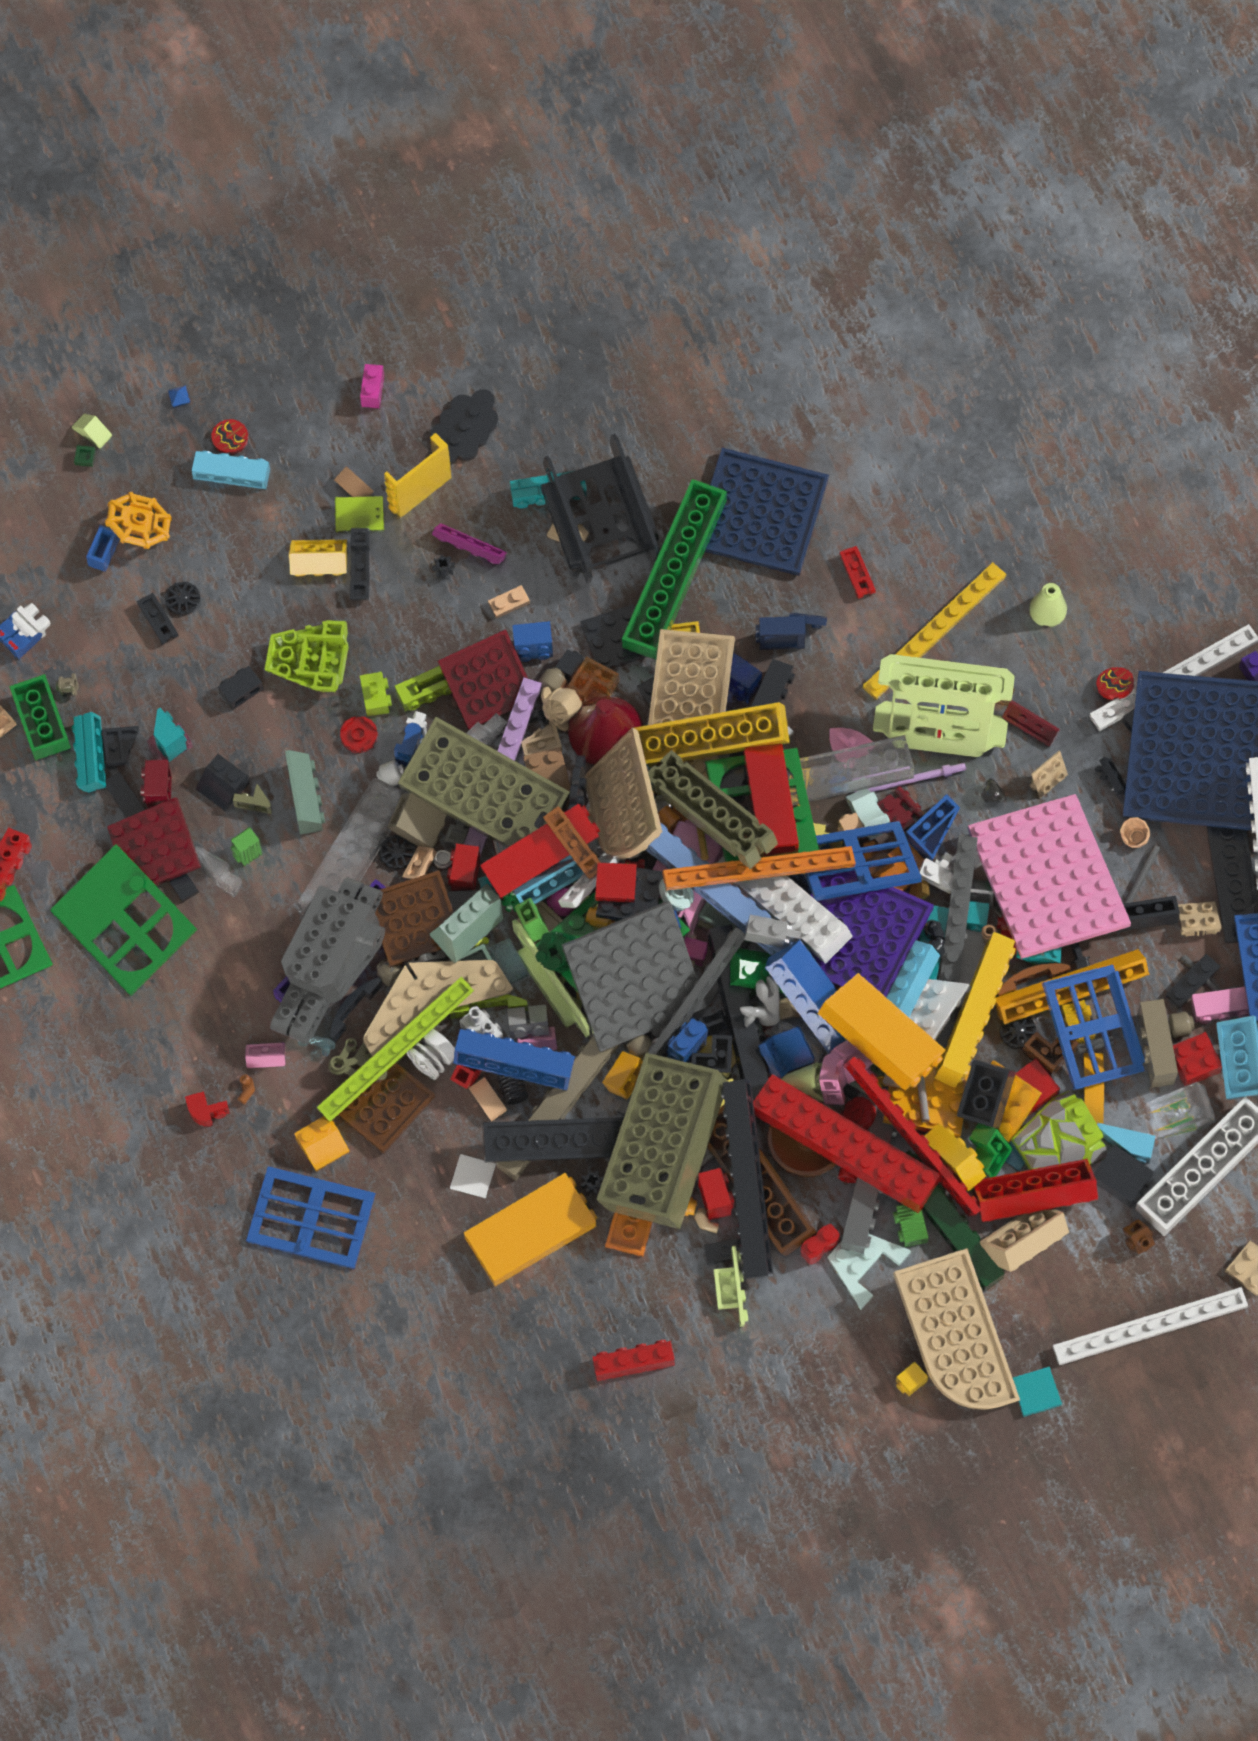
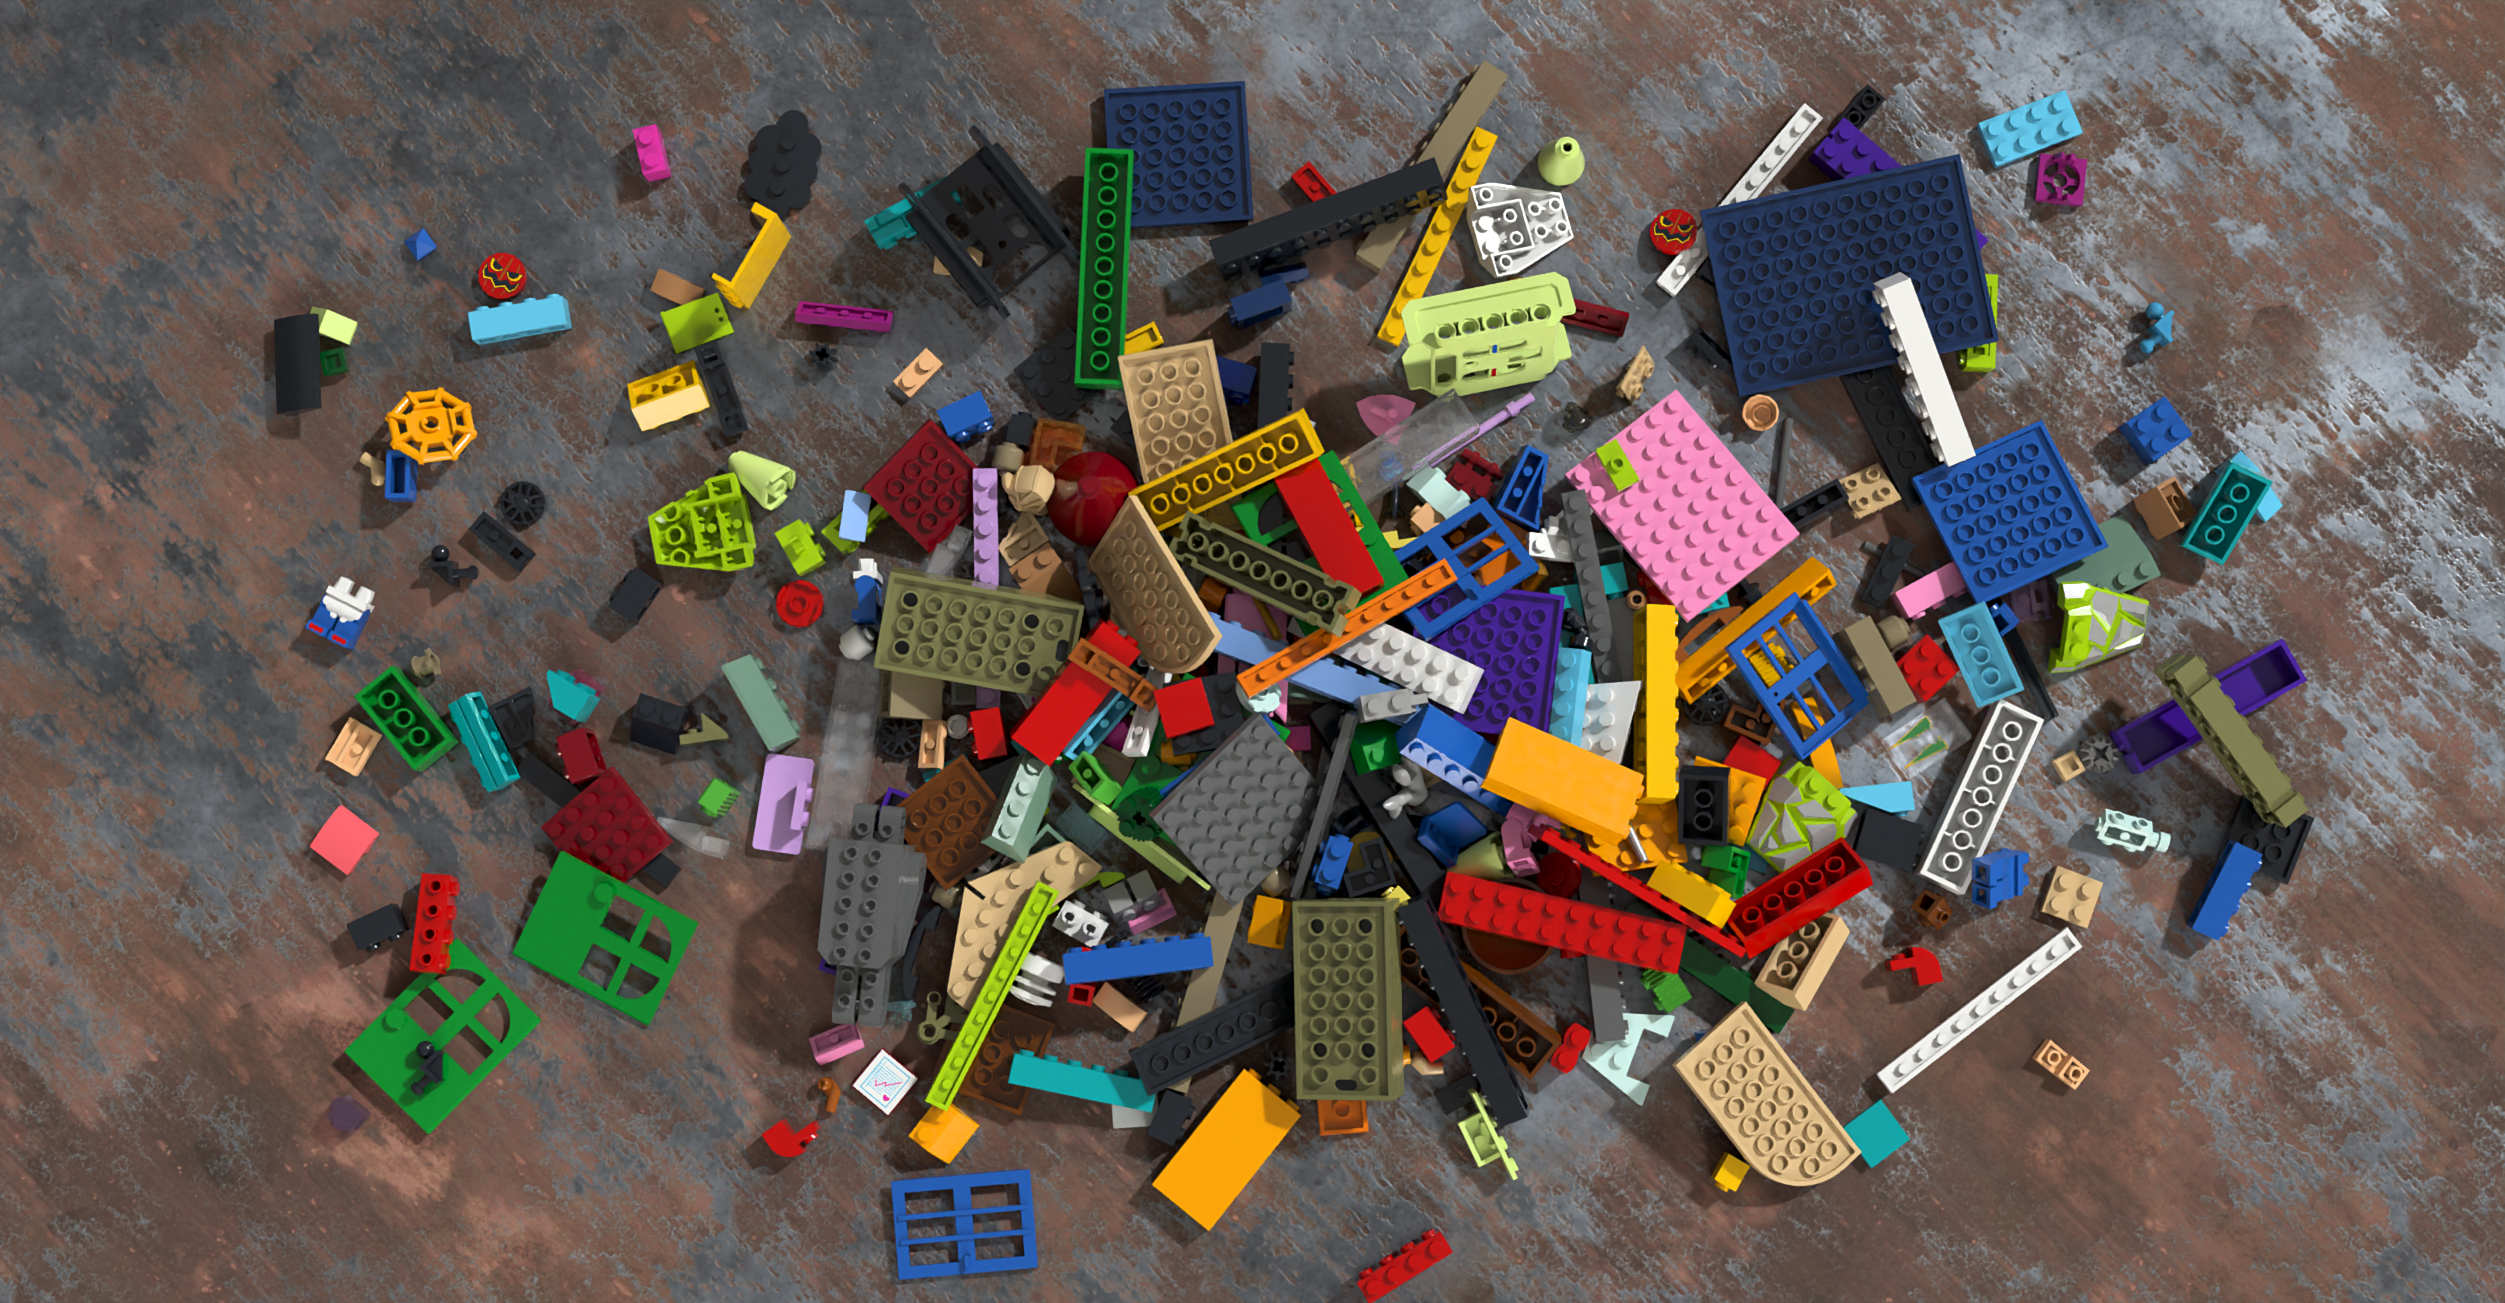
camera: 25 degrees left, 15 degrees up
(58, 447) = (297, 364): none -> black slope
(87, 538) = (378, 468): none -> tan arm
(111, 625) = (449, 569): none -> black piece
(291, 1095) = (885, 1081): none -> white tile
(292, 871) = (784, 804): none -> lavender bracket
(366, 636) = (762, 478): none -> yellowish green cone
(423, 681) = (855, 516): none -> light blue slope
(438, 1140) = (1079, 1081): none -> teal brick
(496, 1192) = (1170, 1117): none -> black brick
(831, 810) = (1394, 505): none -> black bar
(854, 587) = (1329, 220): none -> black brick
(947, 579) = (1445, 146): none -> dark tan brick
(997, 638) = (1515, 226): none -> white wedge
(1008, 829) = (1617, 465): none -> lime plate
(1116, 1272) = (1923, 965): none -> red brick
(1201, 1390) = (2060, 1064): none -> light nougat slope
(1205, 1231) = (2001, 877): none -> blue hips

